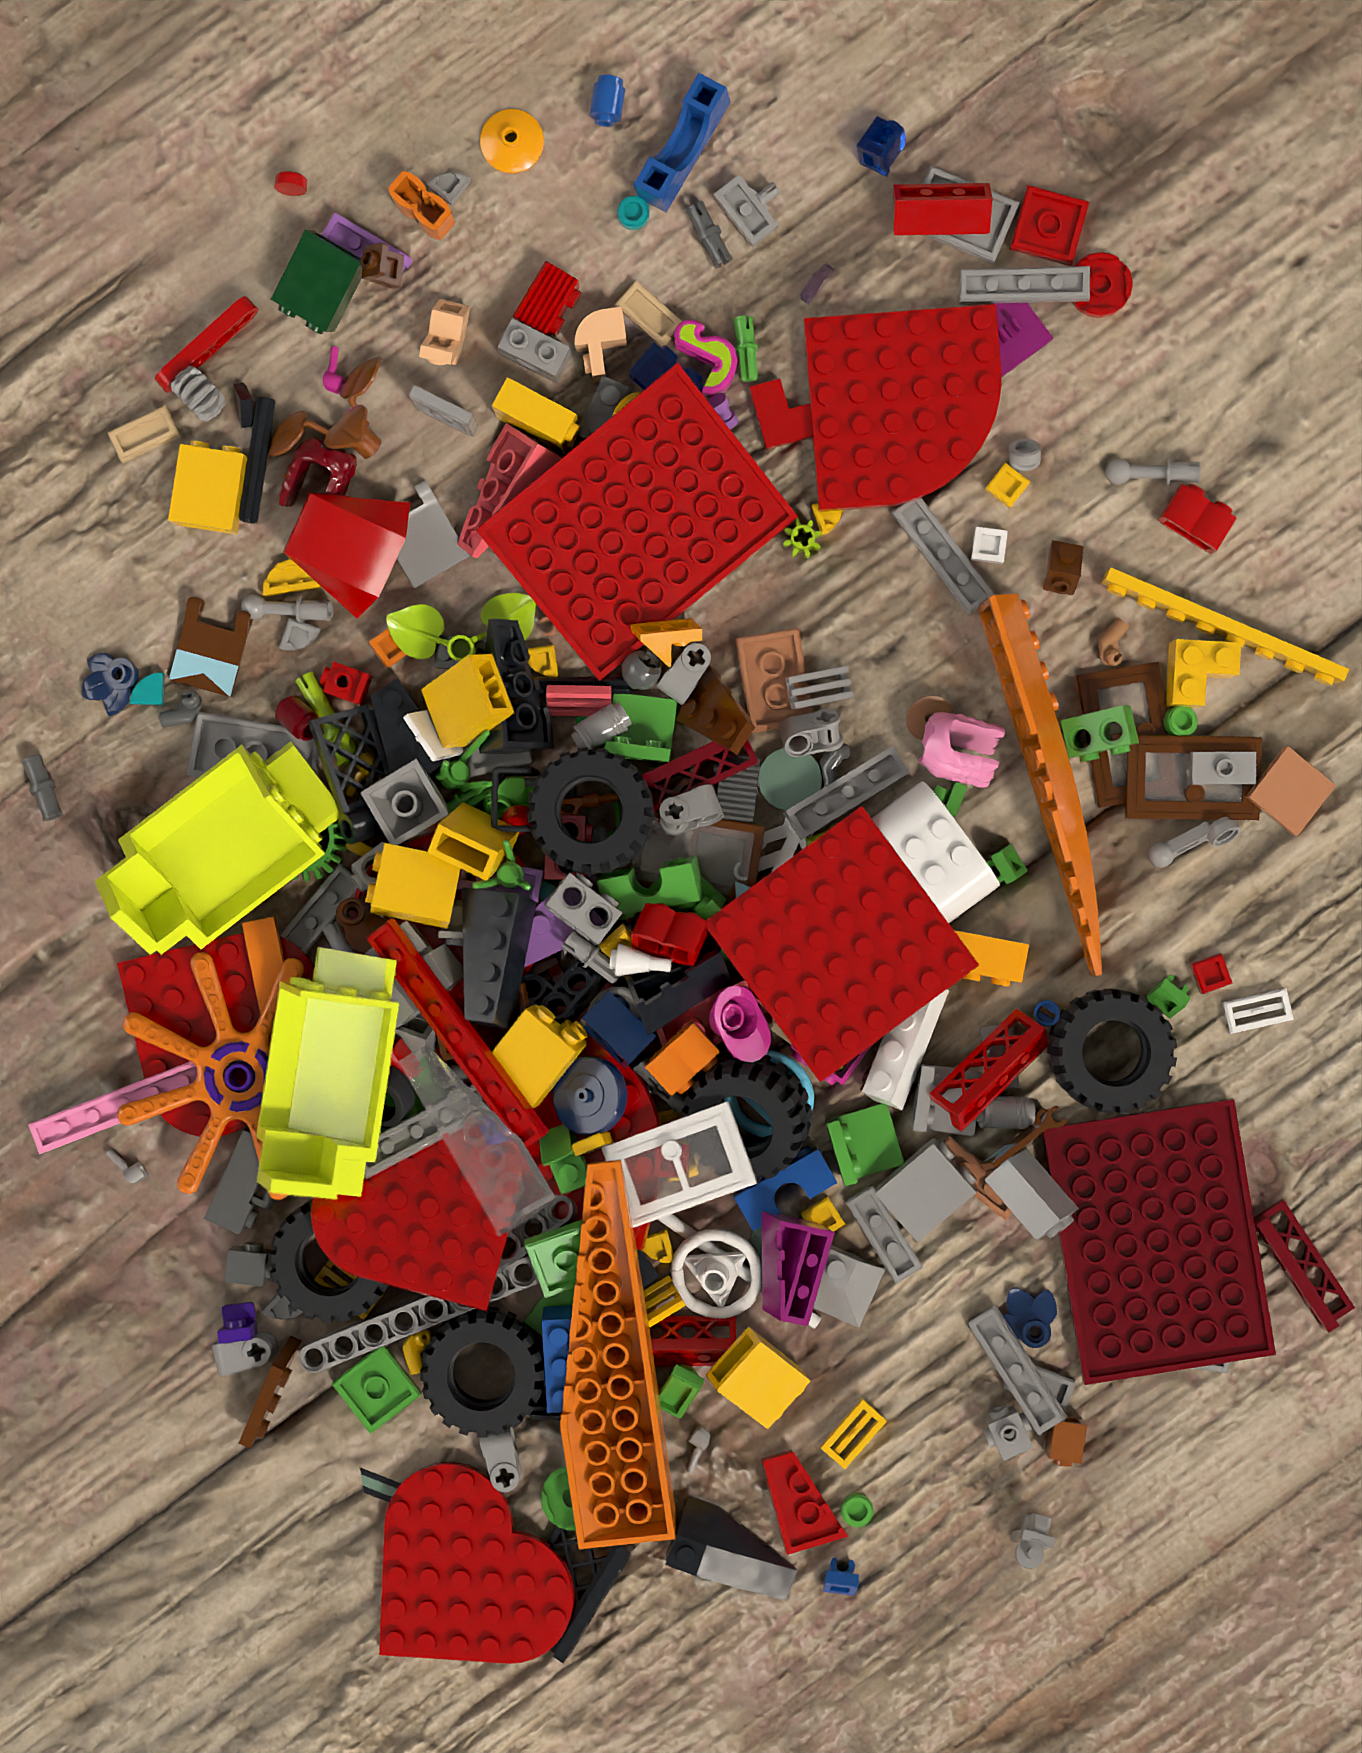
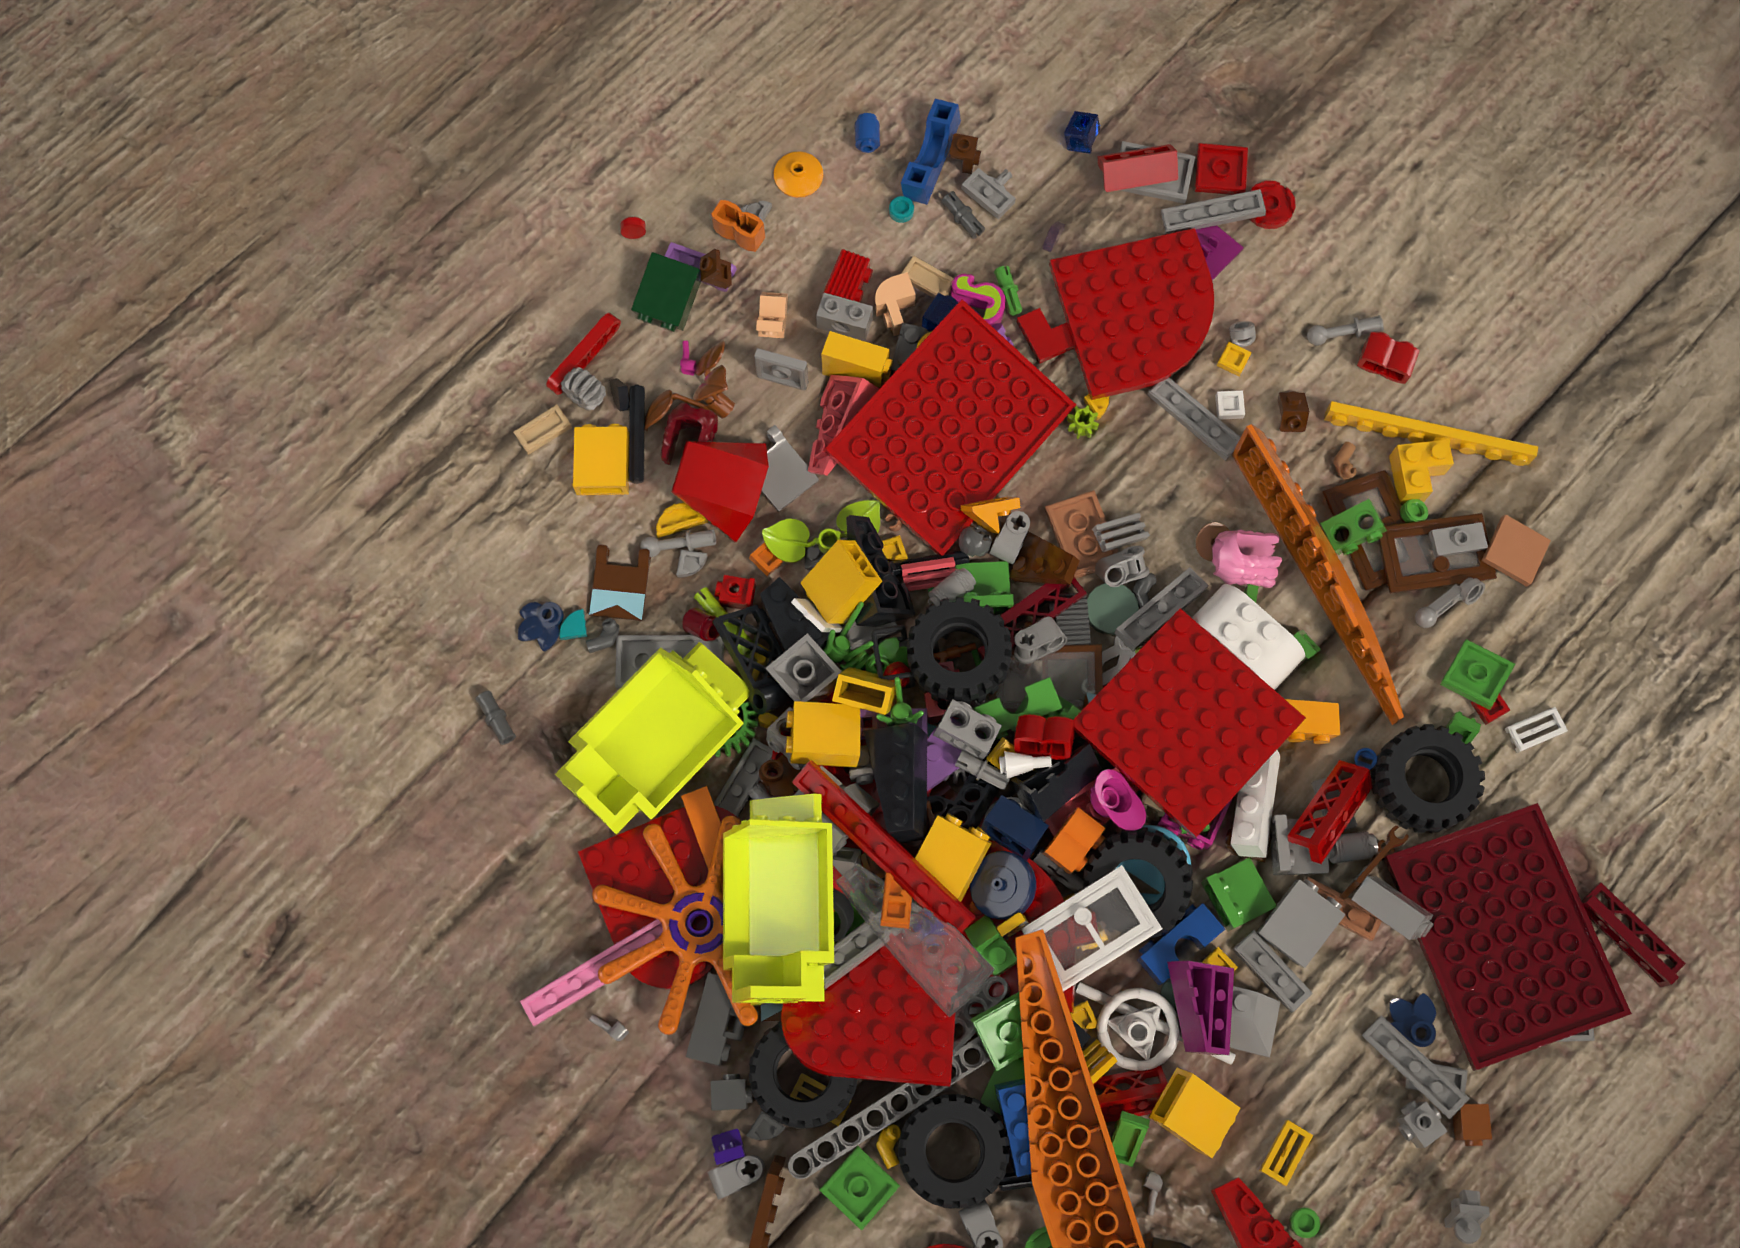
camera: 10 degrees left, 15 degrees down
(459, 1103) = (896, 905): none -> orange tile
(727, 149) = (965, 149): none -> reddish brown bracket
(1204, 934) = (1477, 674): none -> bright green tile

